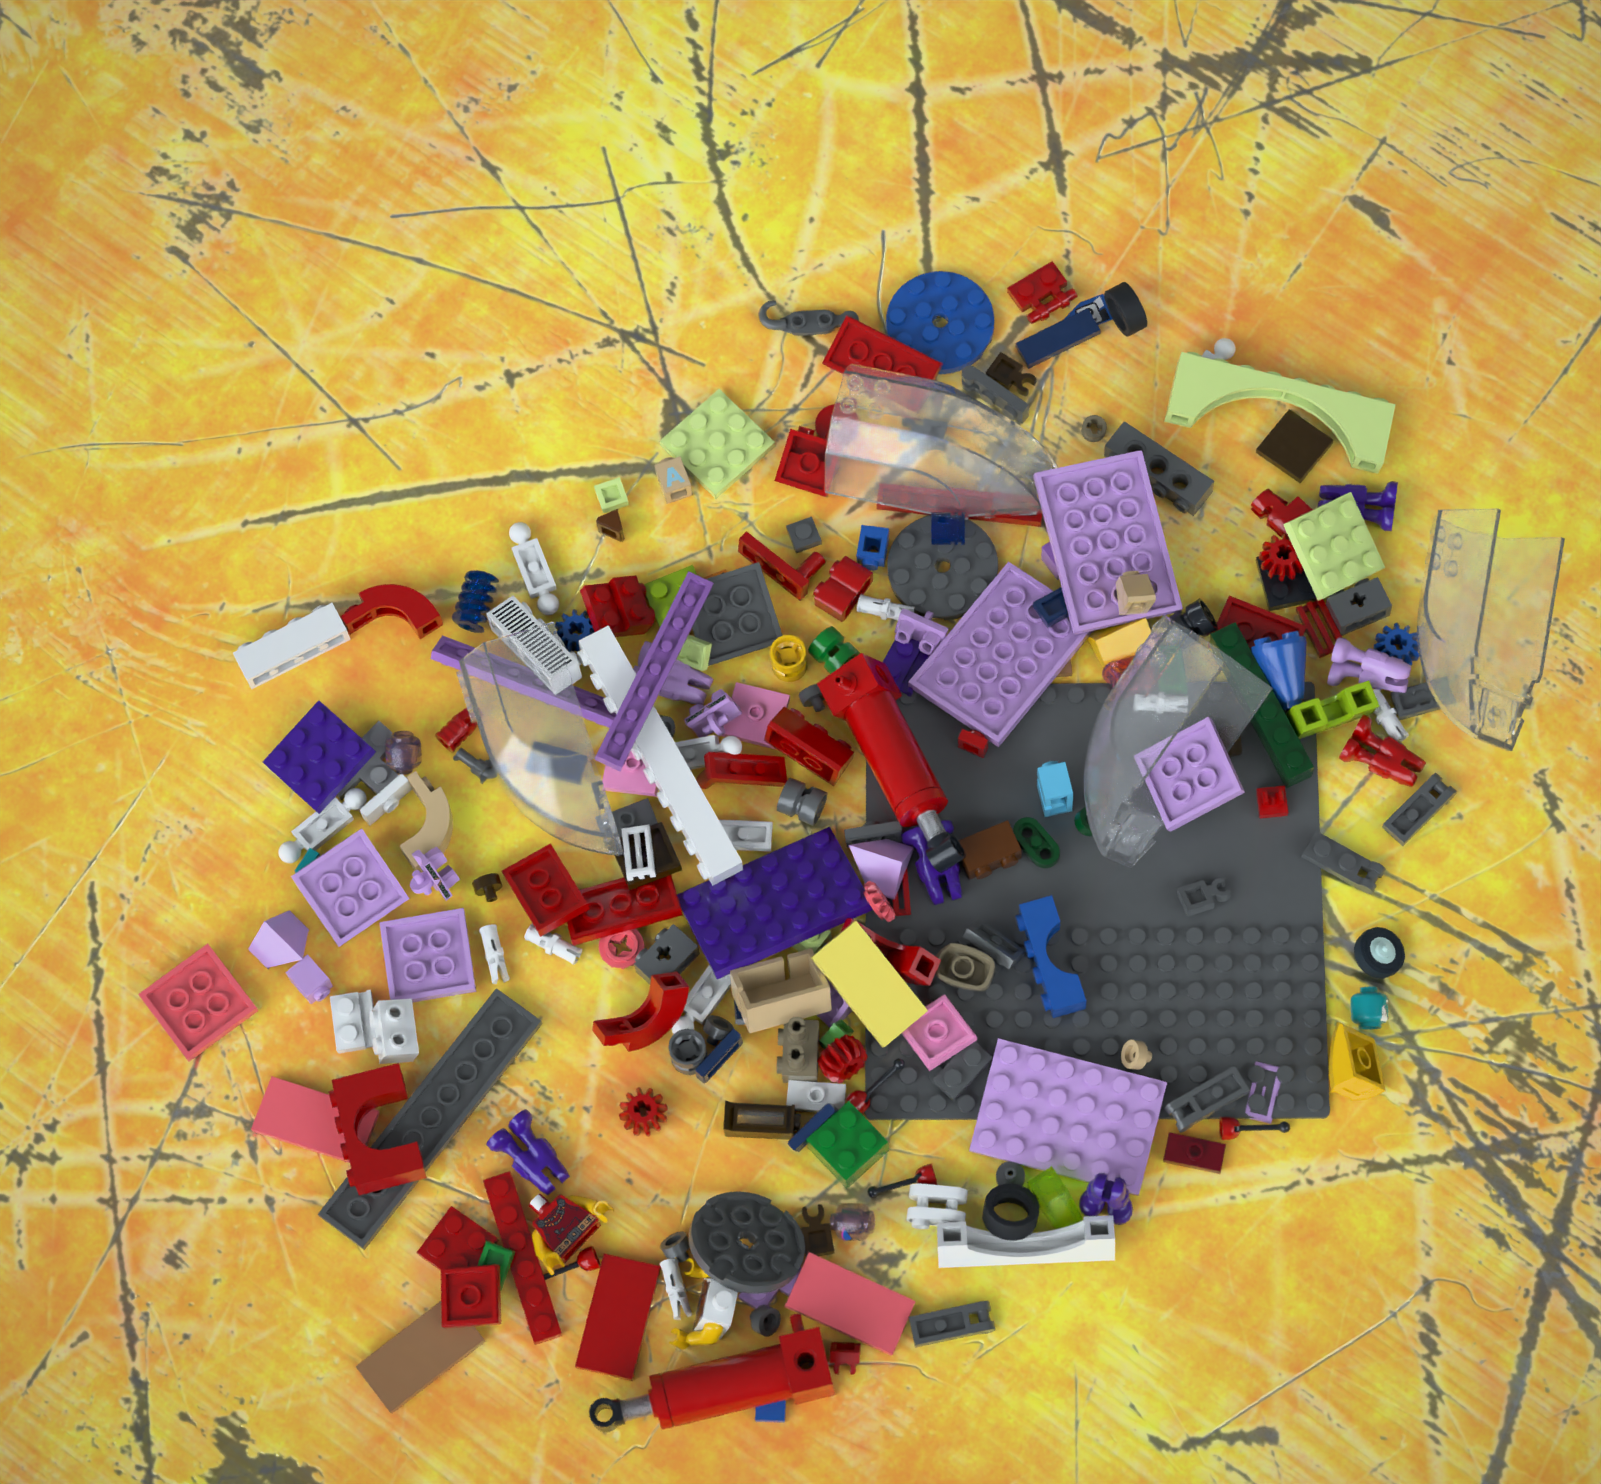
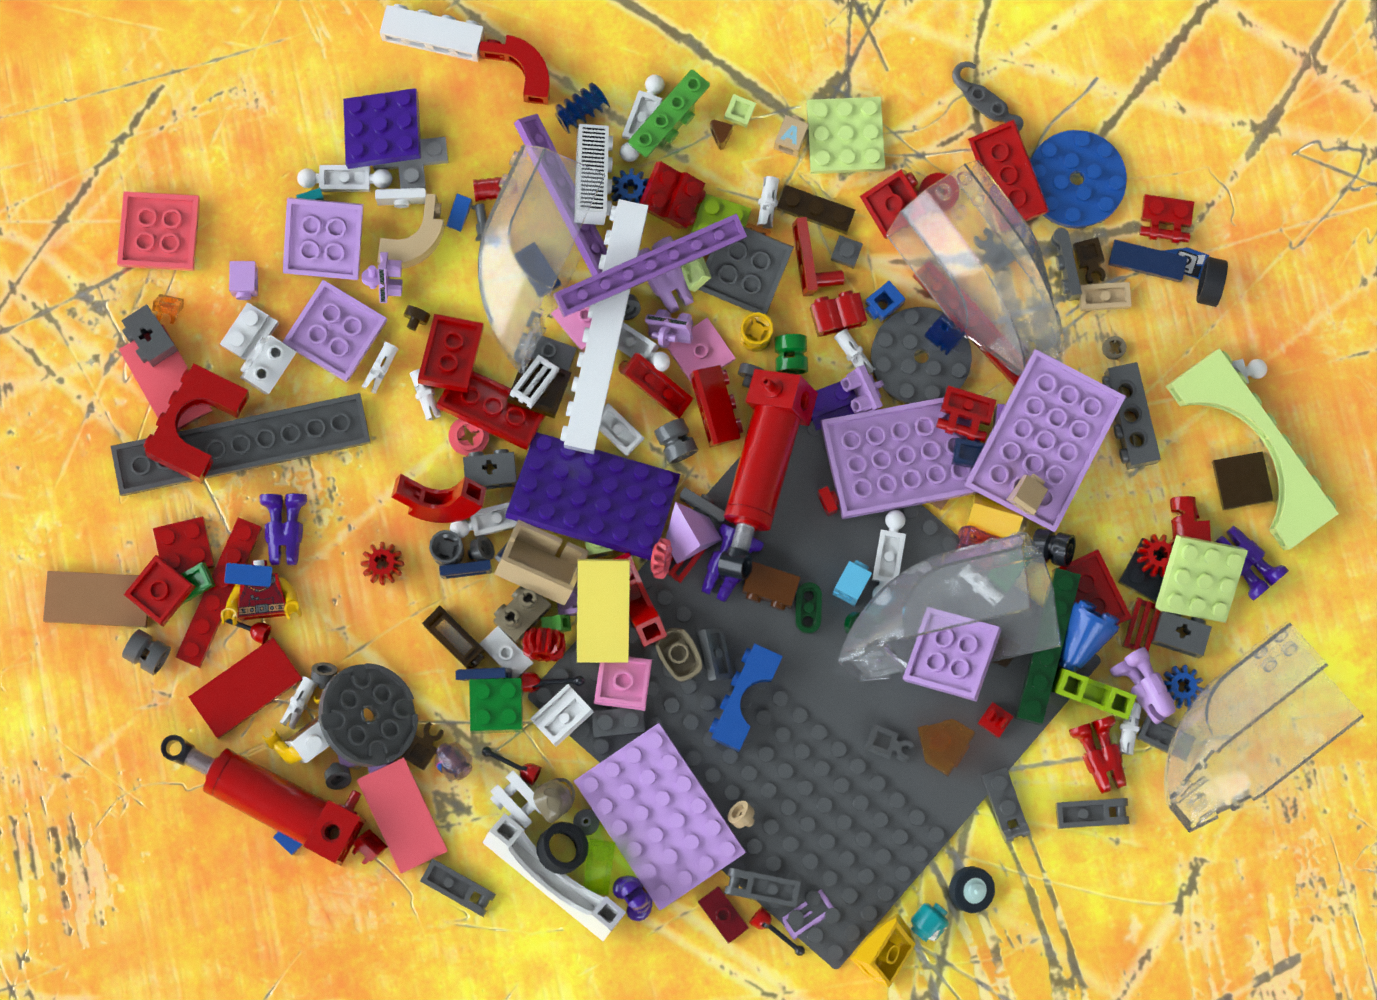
camera: 30 degrees right, 10 degrees up
(258, 1082) = (144, 322): none -> dark grey brick
(263, 1055) = (168, 305): none -> clear orange tile
(280, 940) = (249, 235): lavender slope -> none
(403, 752) = (440, 173): head -> none
(446, 772) = (459, 212): none -> blue piece
(495, 1361) = (138, 647): none -> dark grey wheel
(537, 1216) = (248, 574): none -> blue sticker
(556, 544) = (670, 115): none -> bright green bracket
(702, 548) = (768, 202): none -> white pin
(753, 519) = (816, 209): none -> dark brown plate
(910, 1103) = (561, 715): none -> white plate
(967, 1175) = (554, 798): none -> dark tan piece
(1019, 570) = (966, 406): none -> red plate
(1050, 393) = (1105, 296): none -> tan plate
(1061, 740) = (889, 550): none -> white plate
(1249, 855) = (945, 744): none -> clear orange plate

